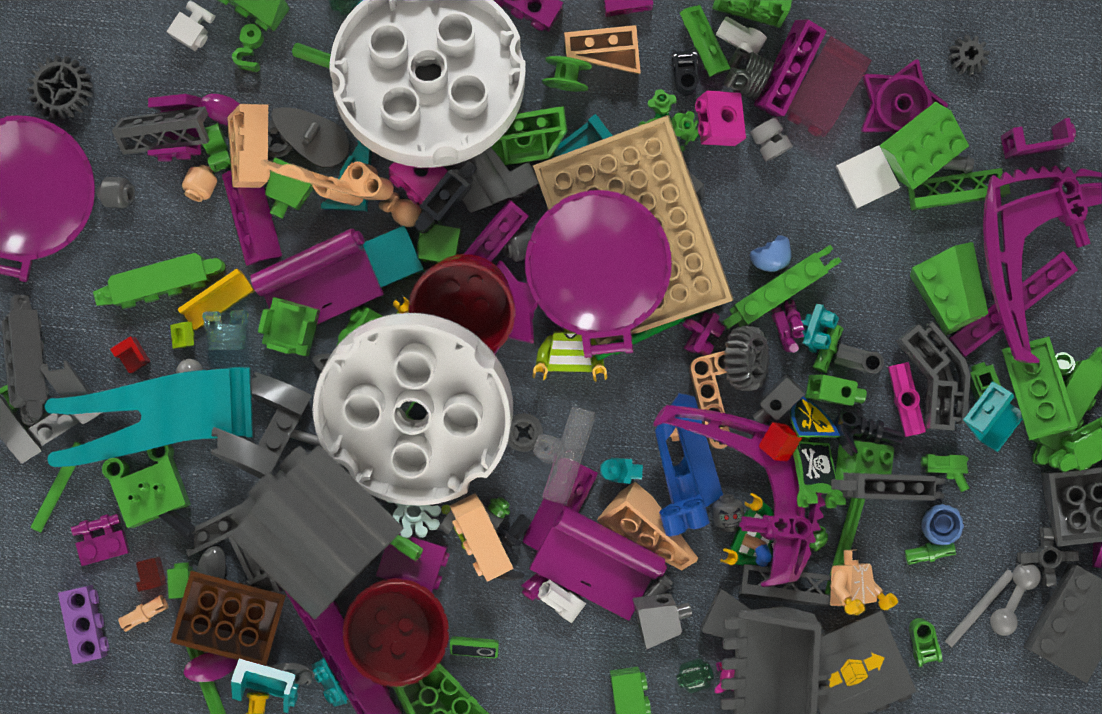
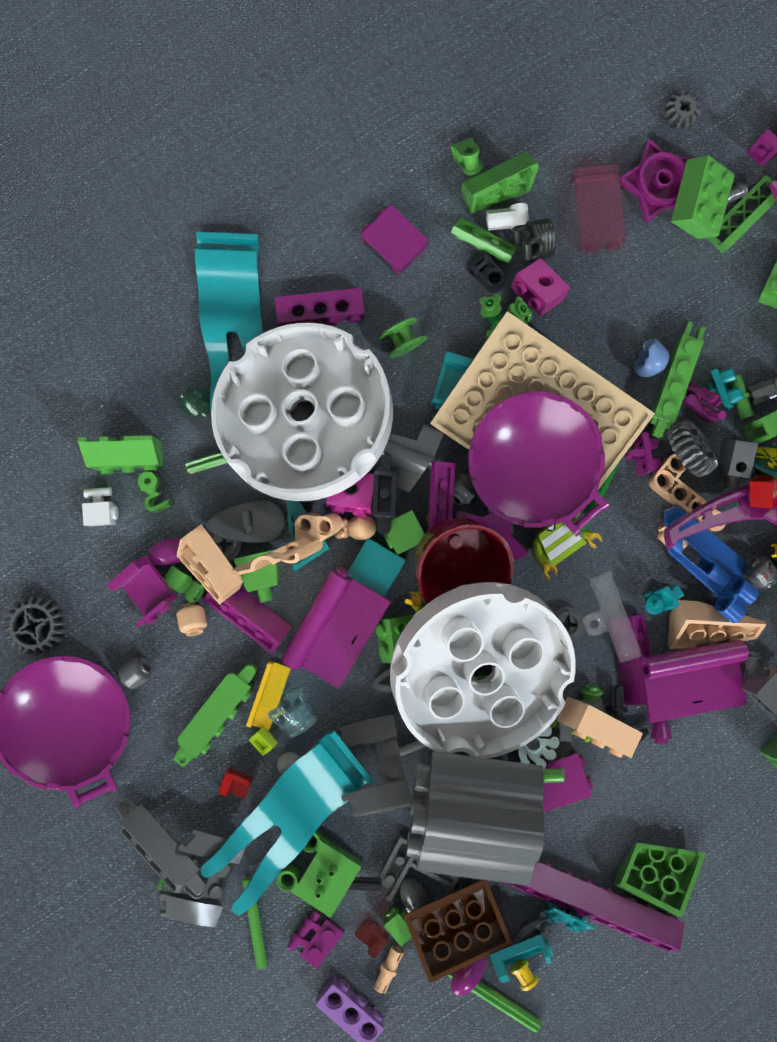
camera: 35 degrees left, 0 degrees up
(174, 121) = (126, 601): dark grey fence -> none
(288, 326) = (338, 676): bright green panel -> none
(395, 632) = (593, 848): dark red piece -> none
(474, 647) = (649, 808): slope -> none
(532, 136) = (414, 401): bright green wedge -> none
(564, 602) = (692, 727): white piece -> none
(605, 47) = (417, 297): light nougat wedge -> none
(763, 135) = (587, 276): light grey wheel -> none
(790, 67) = (562, 209): magenta brick -> none
(867, 177) = (675, 252): white tile -> none

